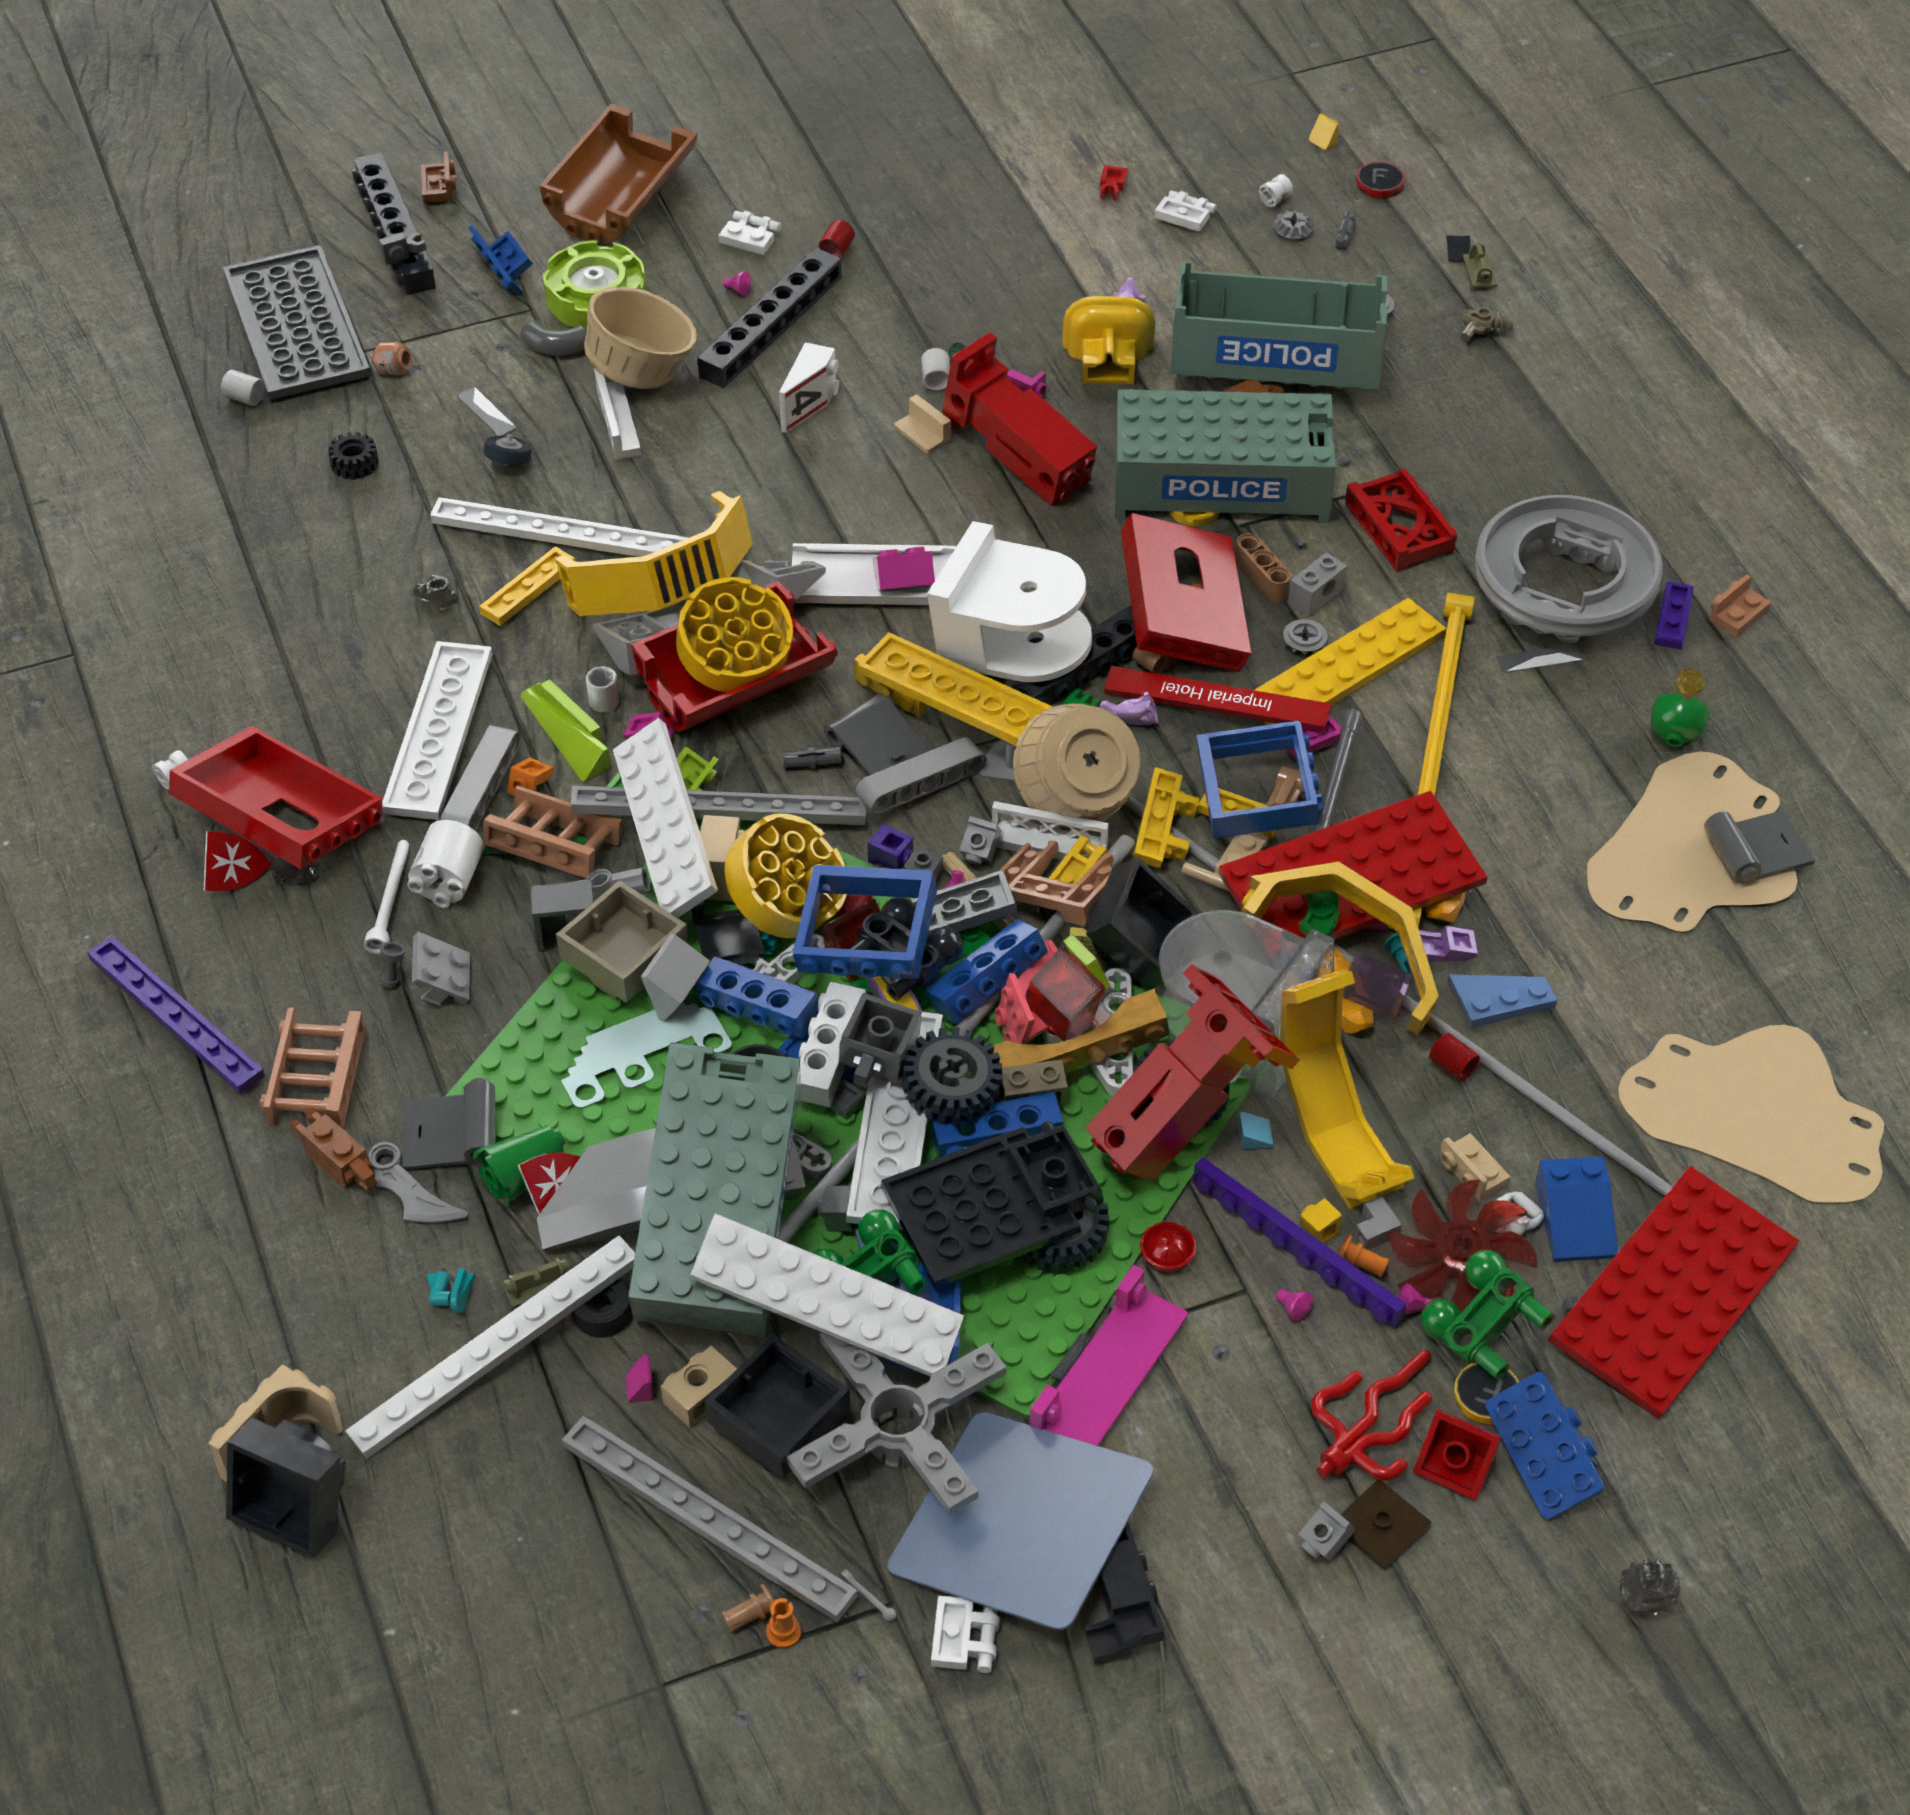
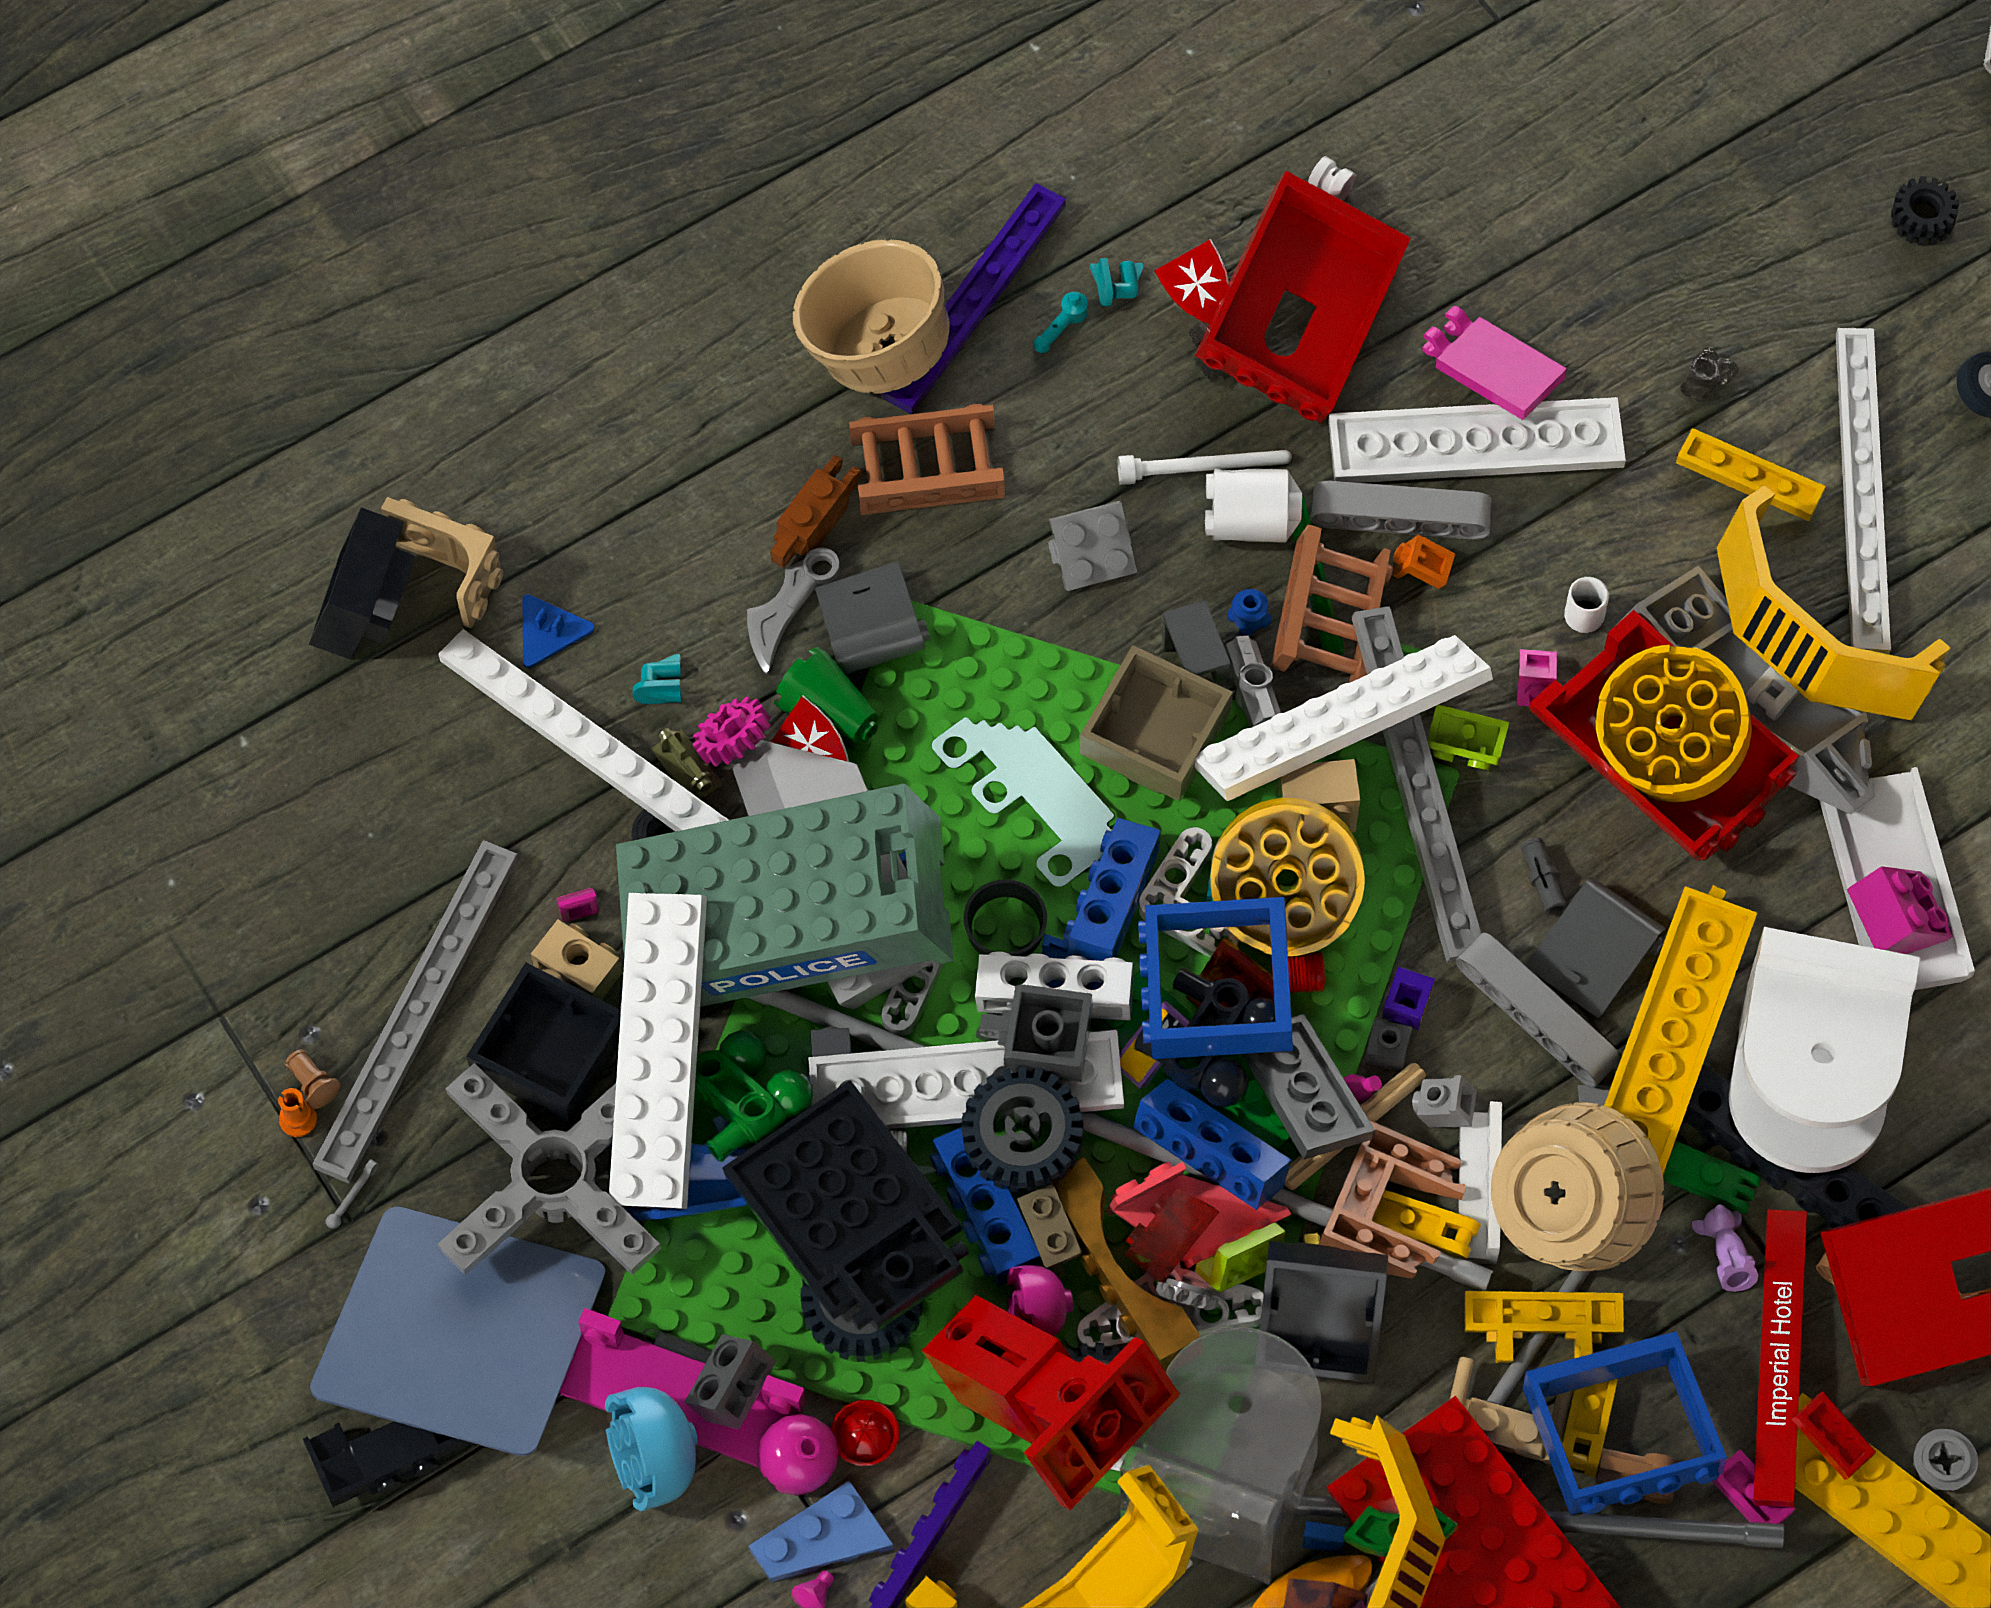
camera: 80 degrees right, 15 degrees up
(160, 1045) = (865, 300): none -> tan piece
(200, 922) = (1107, 290): none -> teal piece
(213, 954) = (1073, 310): none -> teal piece
(366, 1370) = (549, 630): none -> blue piece
(377, 704) = (1493, 363): none -> dark pink tile
(393, 955) = (1090, 491): dark grey piece -> none
(523, 1236) = (731, 731): none -> dark pink gear
(525, 880) = (1249, 611): none -> blue brick
(569, 728) = (1518, 587): lime wedge -> none
(672, 975) = (1115, 788): light grey slope -> none
(726, 934) = (1195, 833): black flag -> none
(953, 1631) = (312, 1289): white plate -> none
(1085, 1100) = (1039, 1298): none -> dark pink cylinder
(1110, 1001) = (1187, 1294): none -> light grey gear
(1117, 1312) = (730, 1381): none -> dark grey brick
(1163, 1376) = (651, 1445): none -> medium azure cylinder
(1179, 1289) = (798, 1454): none -> dark pink cylinder
(1246, 1293) = (822, 1534): none -> medium blue wing
(1254, 1131) = (1058, 1519): medium azure slope -> none
(1284, 677) = (1833, 1435): none -> red plate

